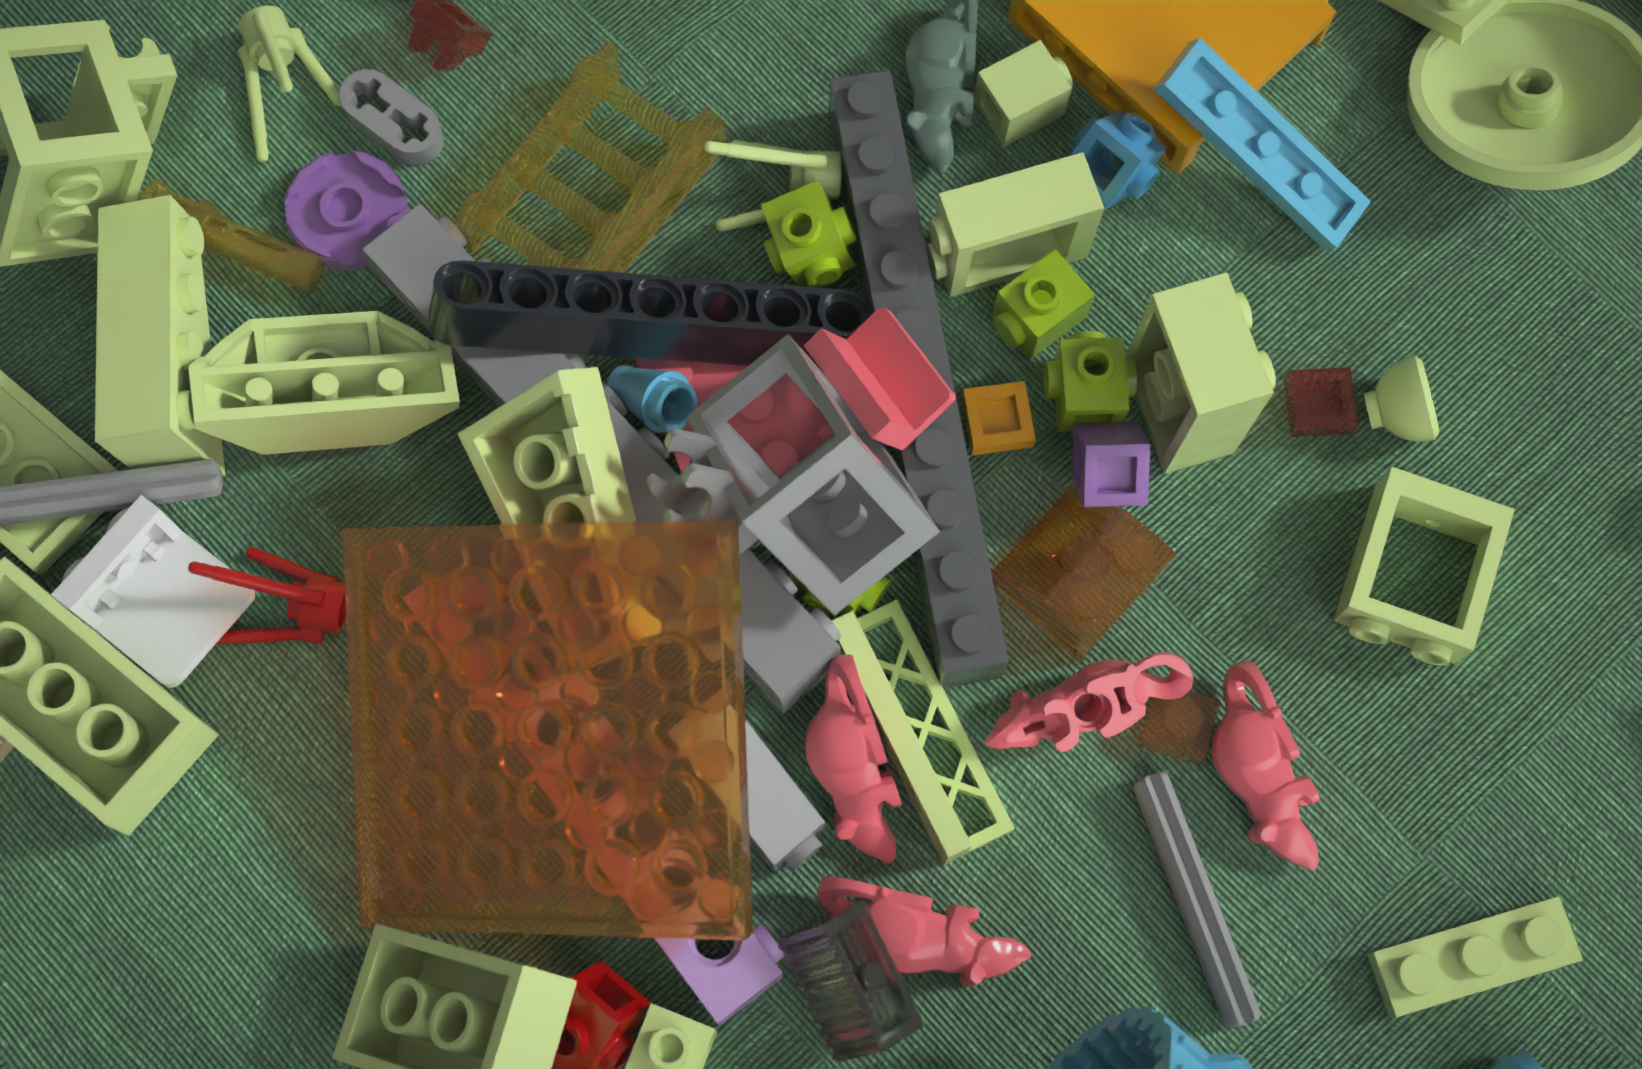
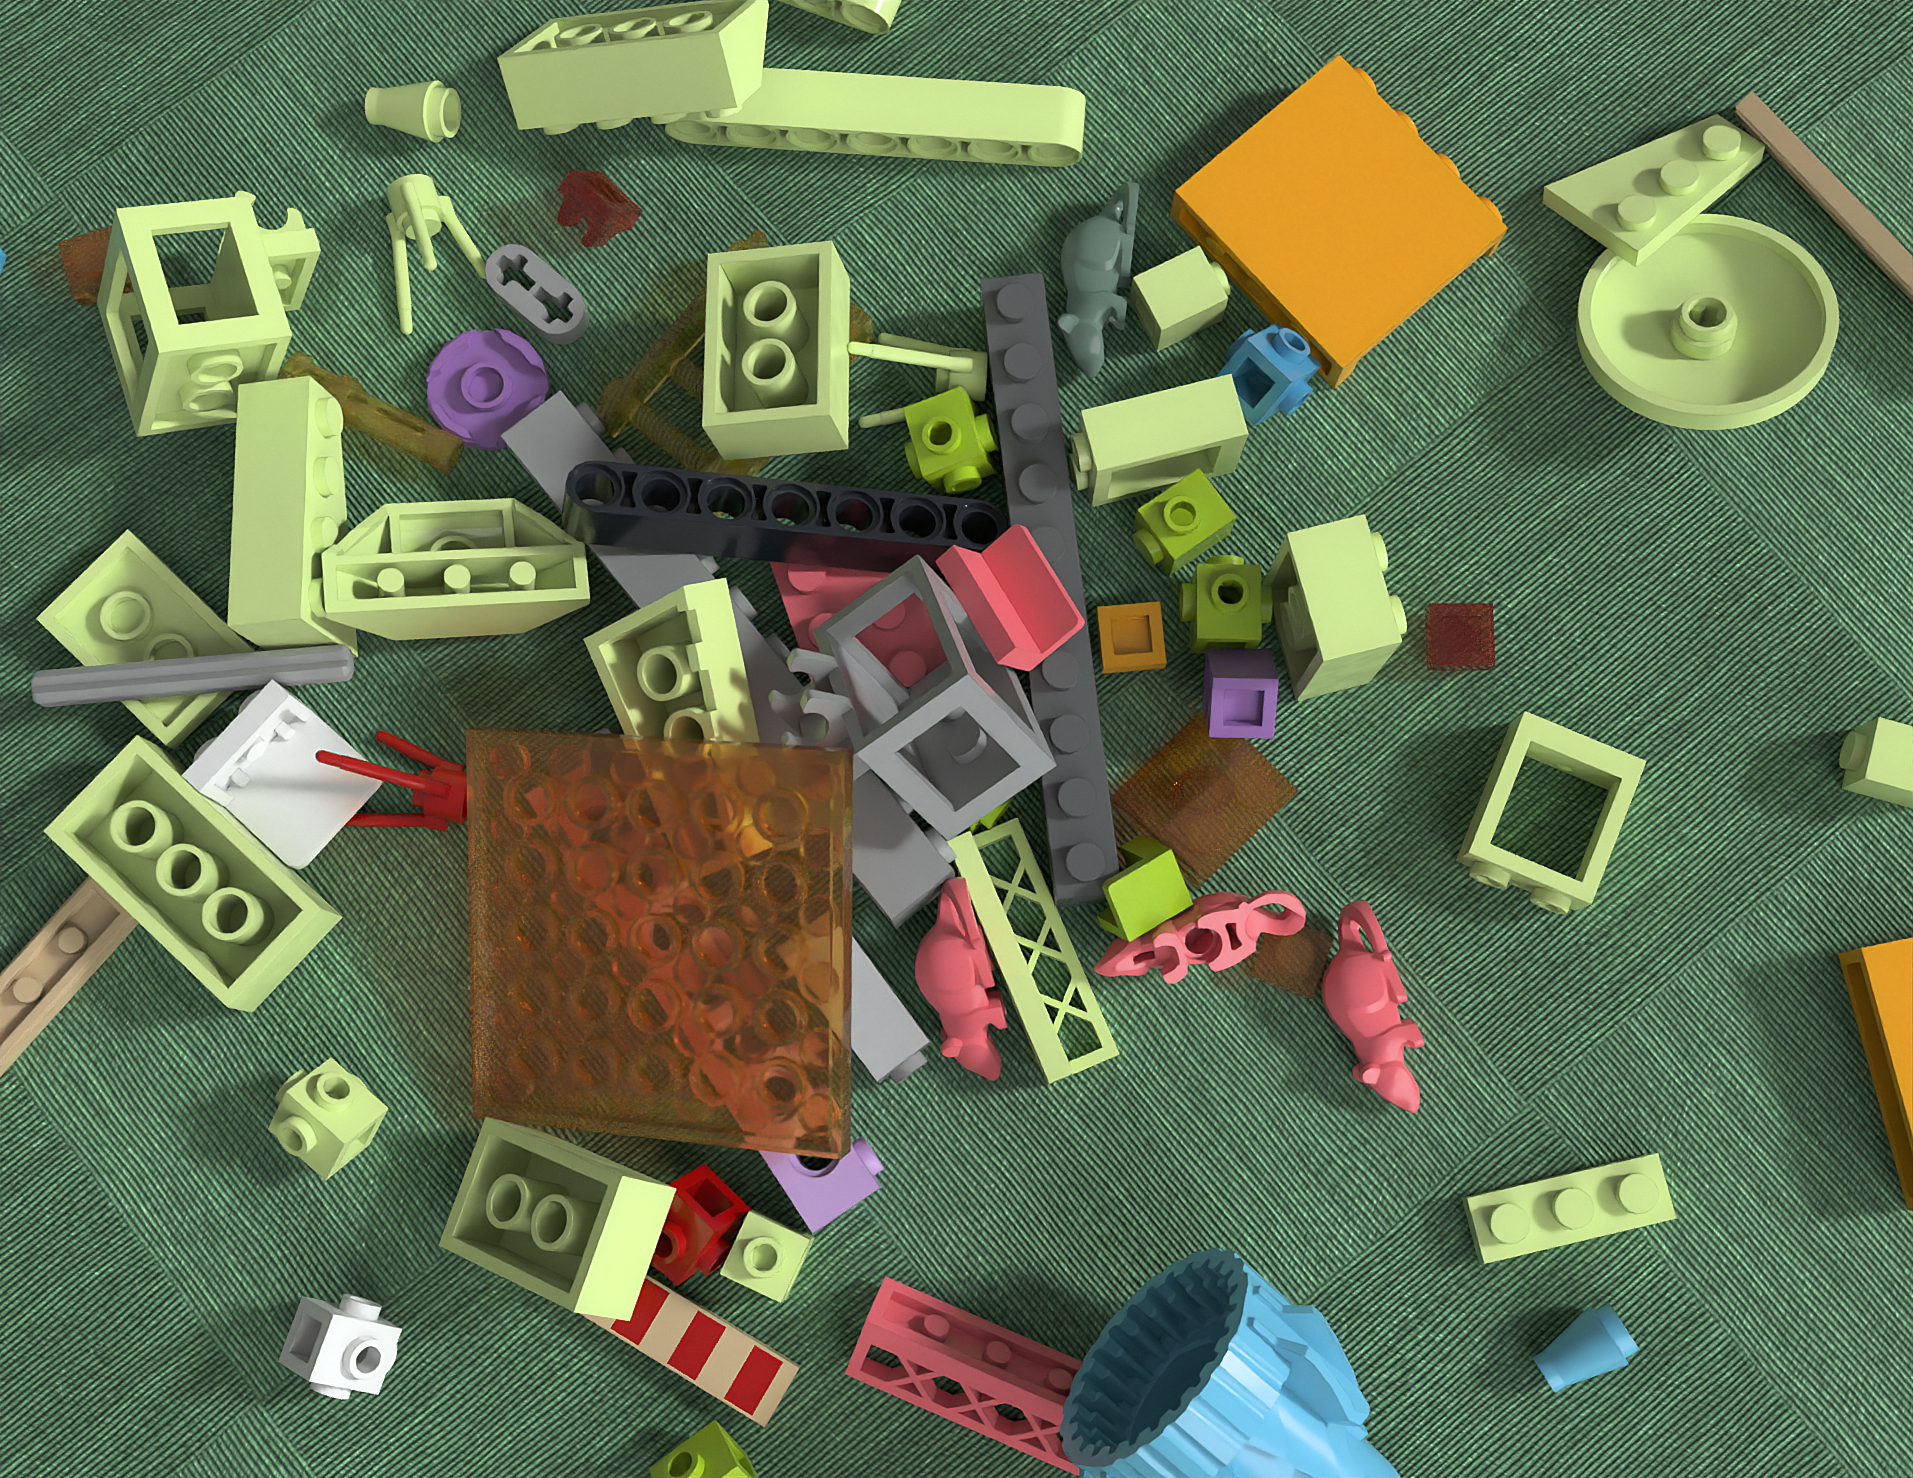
camera: 10 degrees right, 5 degrees up
(210, 935) = (326, 1117): none -> yellowish green brick
(635, 152) = (777, 351): none -> yellowish green brick
(654, 396) = (785, 602): medium azure cone -> none
(851, 983) = (946, 1200): clear smoke brick -> none
(926, 939) = (1006, 1159): coral animal -> none
(1030, 662) = (1145, 891): none -> lime panel
(1196, 901) = (1295, 1136): light grey axle -> none
(1262, 144) = (1419, 367): medium azure plate -> none
(1404, 402) = (1544, 642): yellowish green brick -> none

